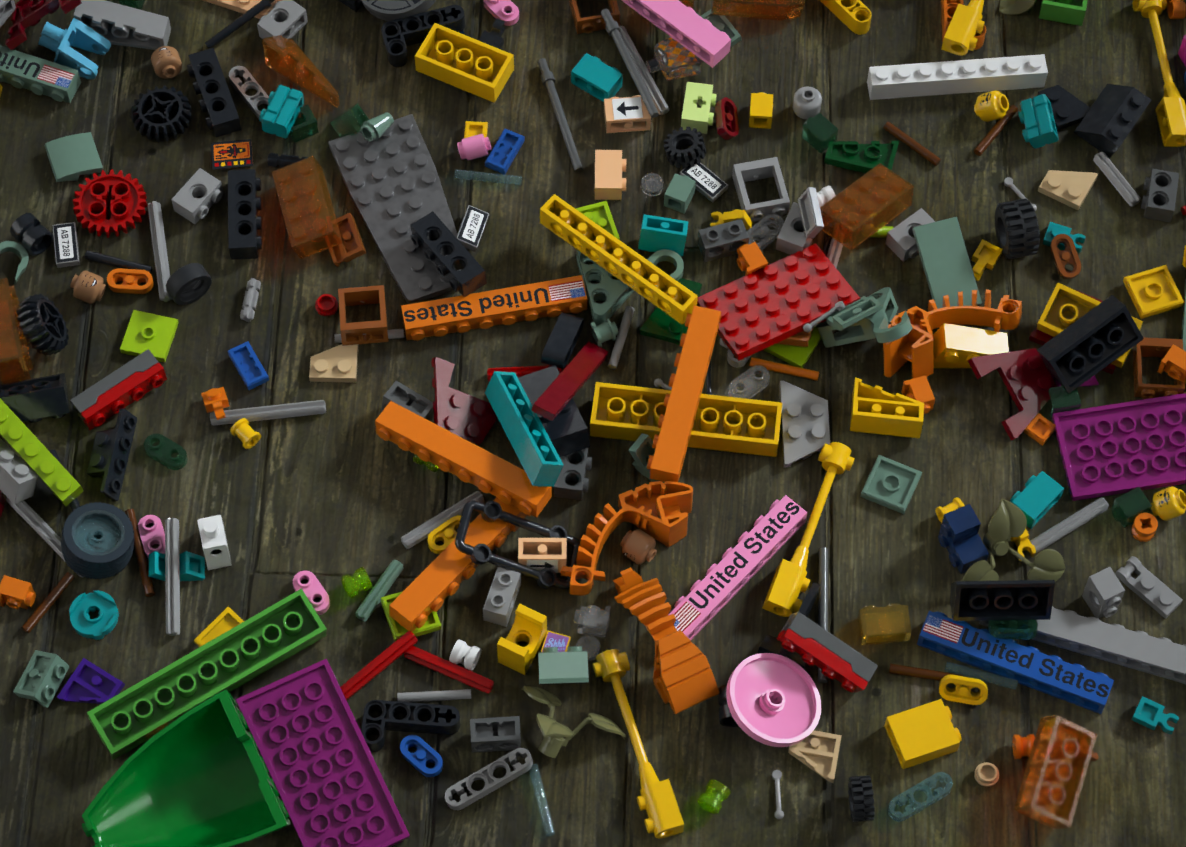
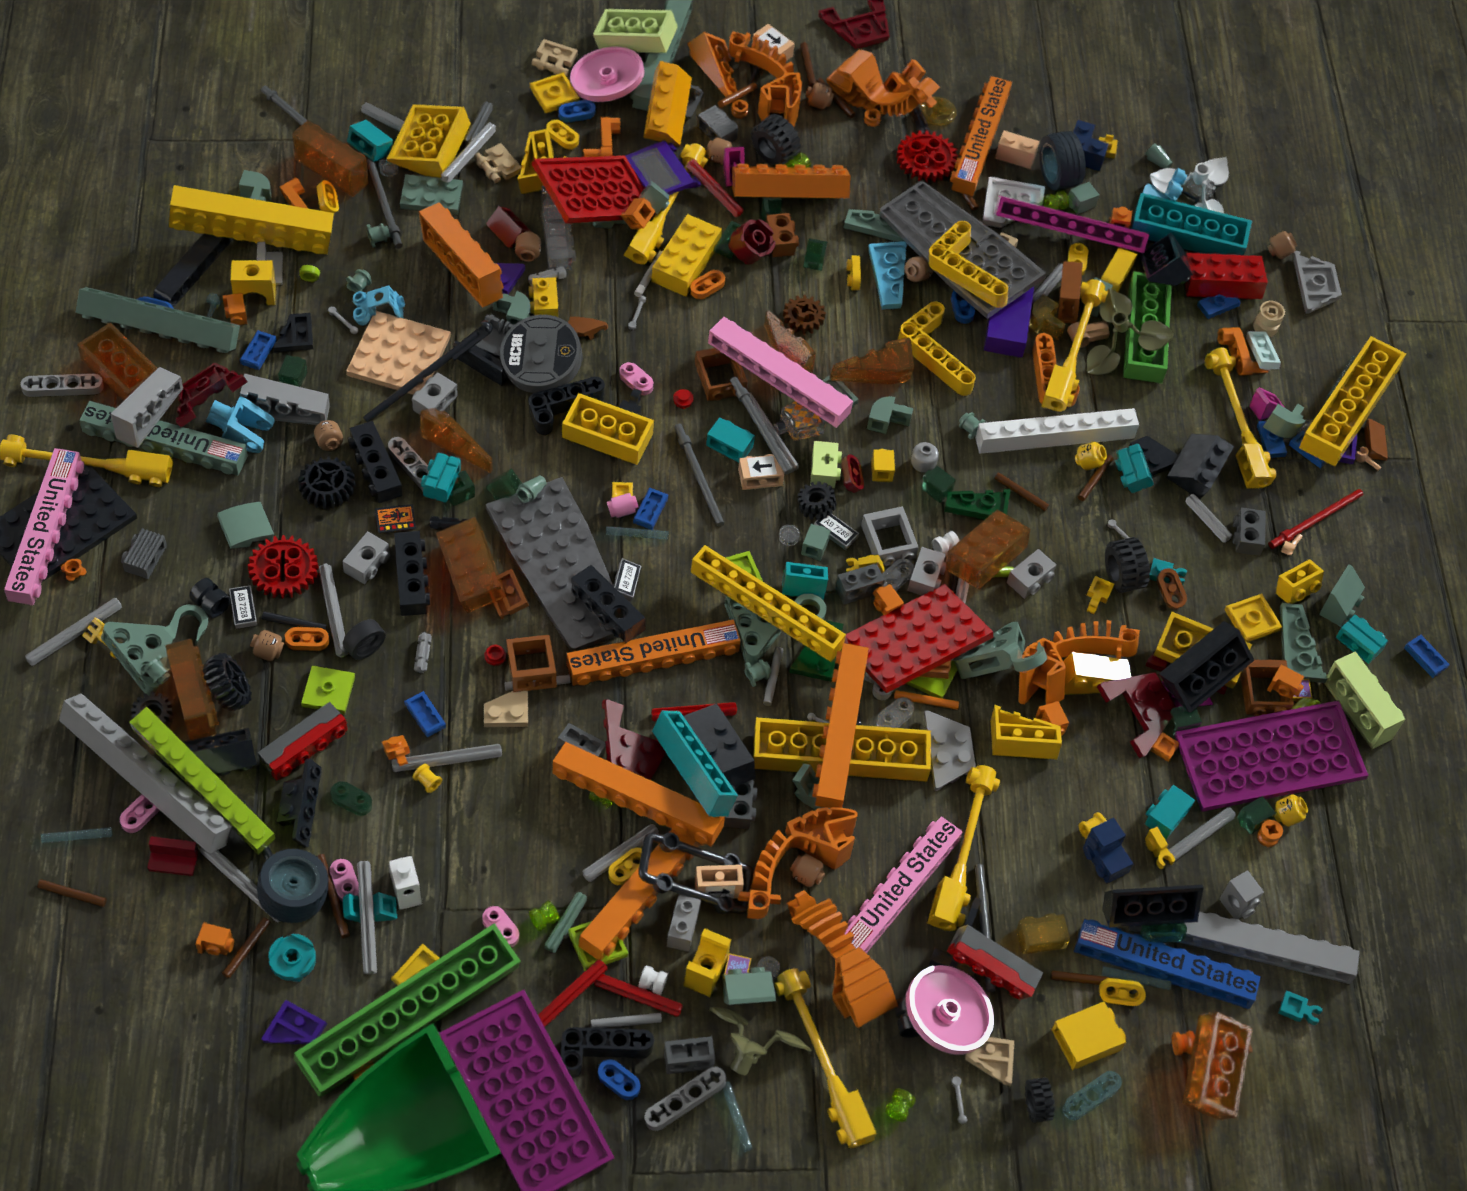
camera: 10 degrees left, 5 degrees down
(42, 678) = (245, 1021): sand green bracket -> none
(550, 30) = (683, 398): none -> red plate
(562, 340) = (720, 680): black beam -> none
(569, 381) = (732, 717): dark red tile -> none
(592, 620) = (771, 942): clear brick -> none
(608, 174) = (749, 527): light nougat brick -> none
(770, 49) = (886, 411): none -> sand green brick
(810, 212) = (940, 555): light grey tile -> none
(838, 306) = (974, 640): light grey hinge -> none
(854, 312) = (990, 645): sand green slope -> none
(861, 65) = (970, 424): none -> sand green brick
(891, 484) = (1035, 803): sand green tile -> none
(946, 261) = (1065, 596): sand green tile -> none
(986, 774) = (1151, 1071): tan plate -> none
(1007, 523) = (1151, 834): olive plant -> none
(1068, 186) = (1165, 526): tan wing -> none
(1148, 587) = (1281, 889): light grey plate -> none

